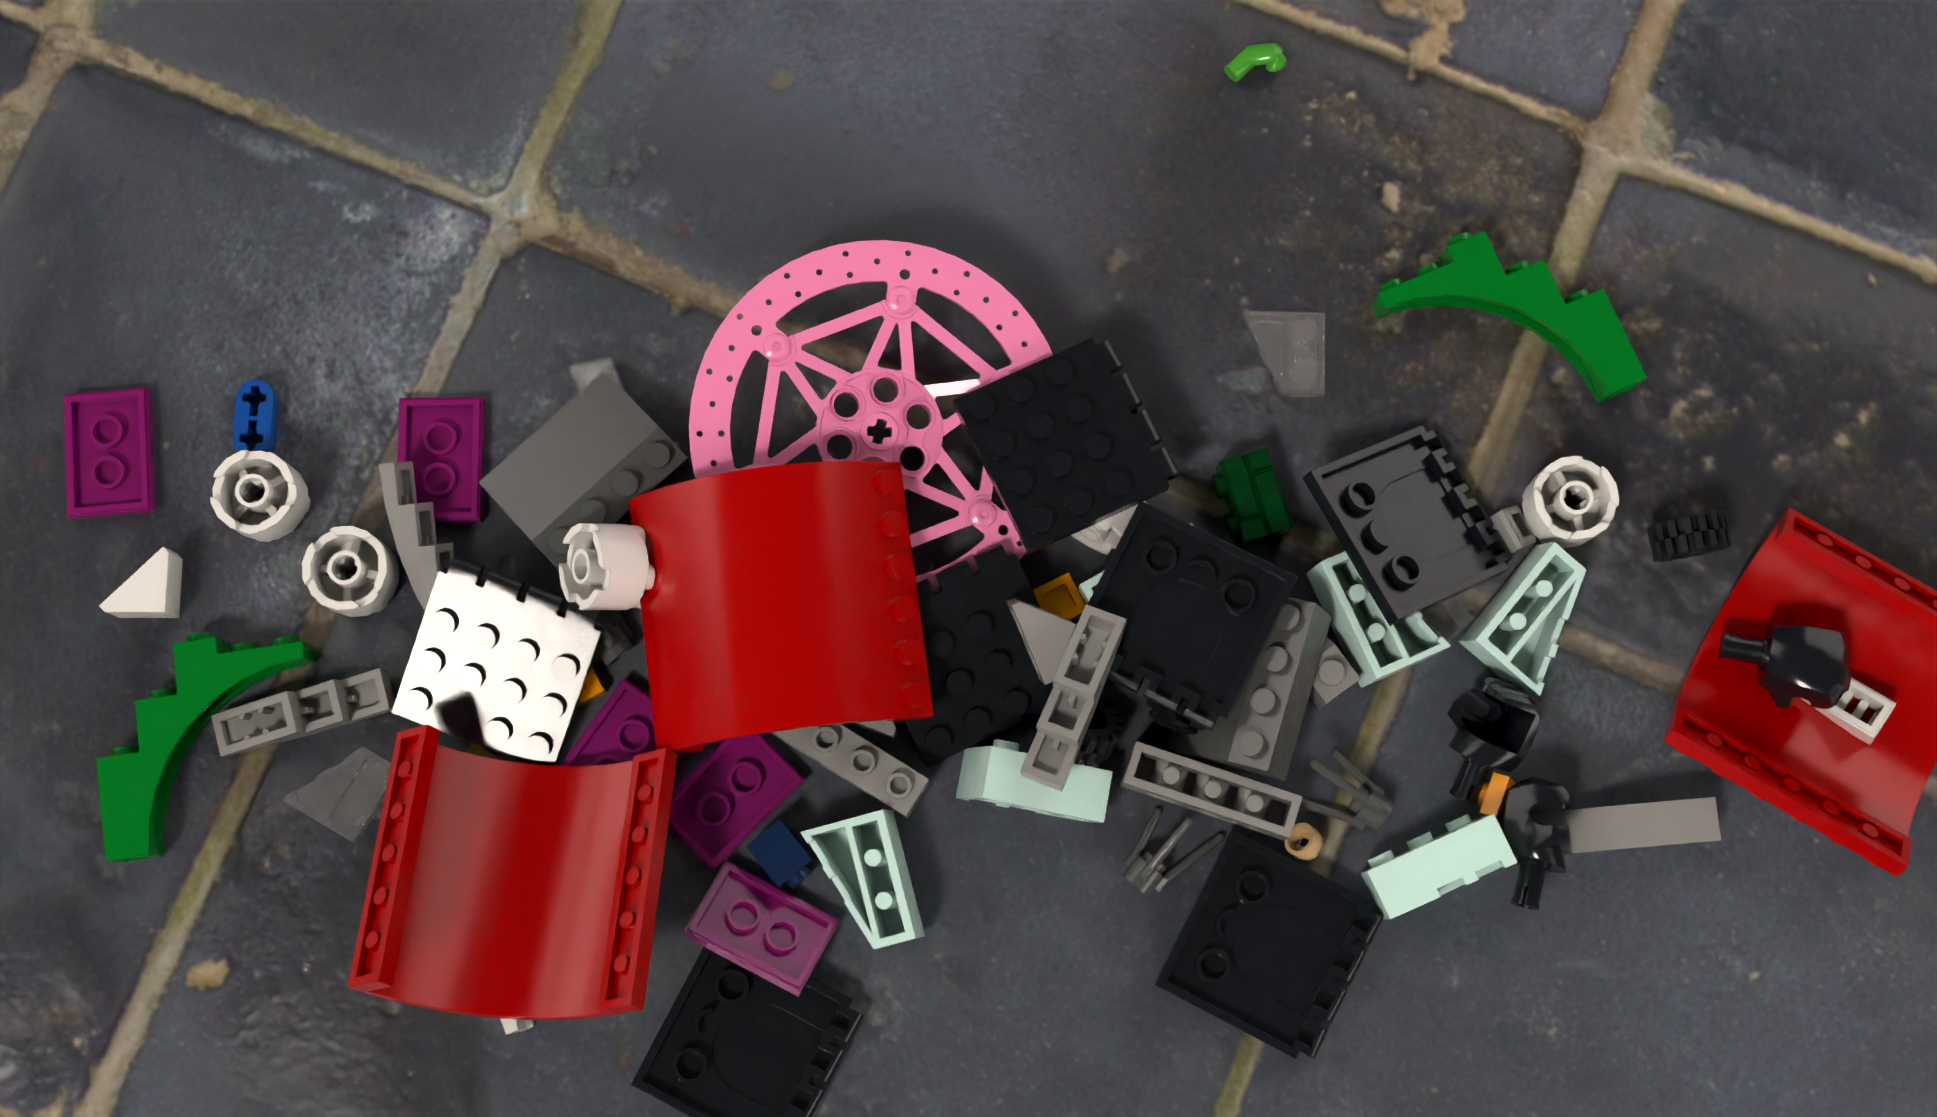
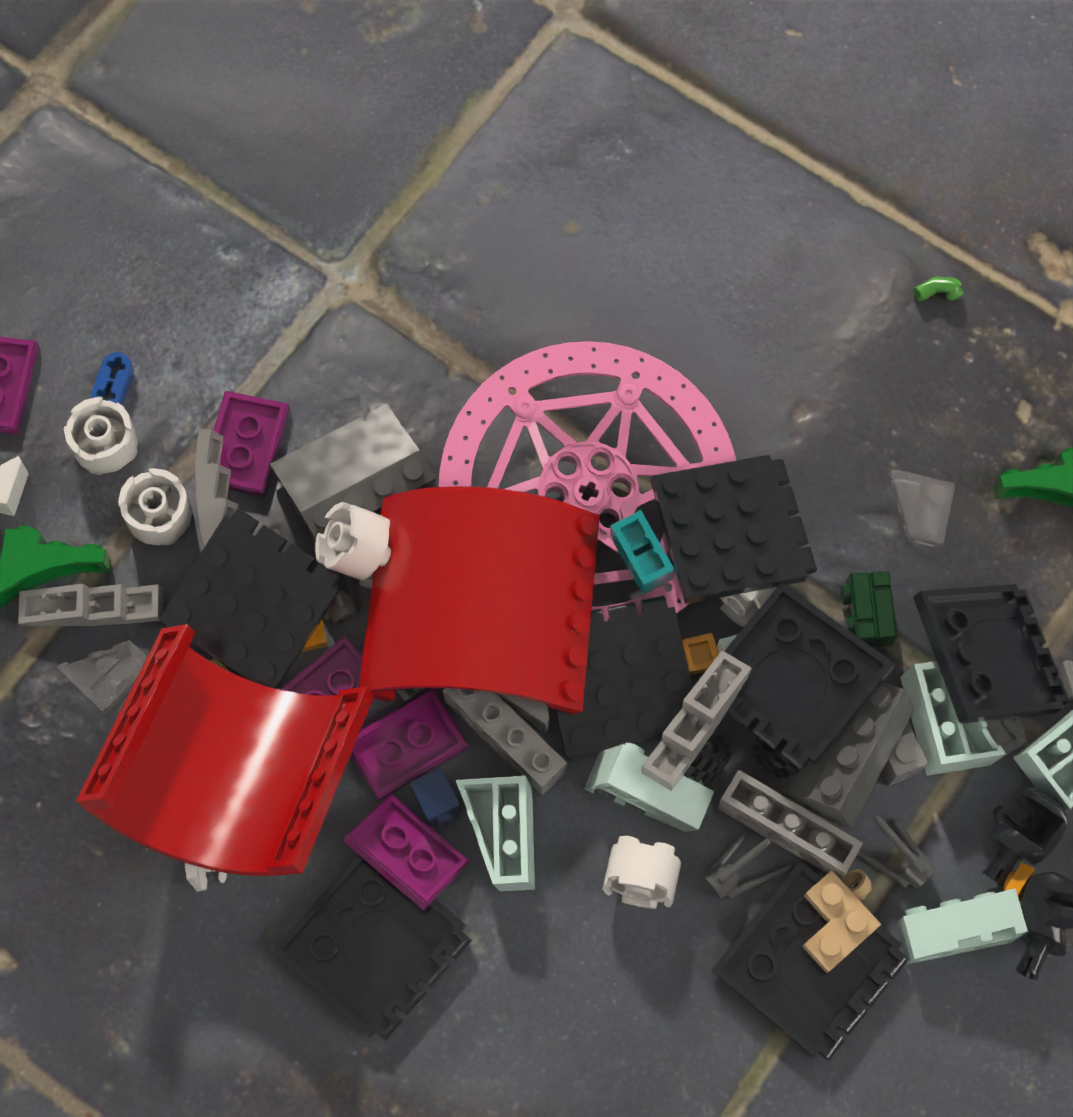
camera: 10 degrees right, 10 degrees down
(962, 500) = (641, 552): none -> teal brick
(1043, 635) = (681, 670): light grey slope -> none
(1048, 890) = (642, 872): none -> white brick
(1303, 895) = (847, 922): none -> tan plate

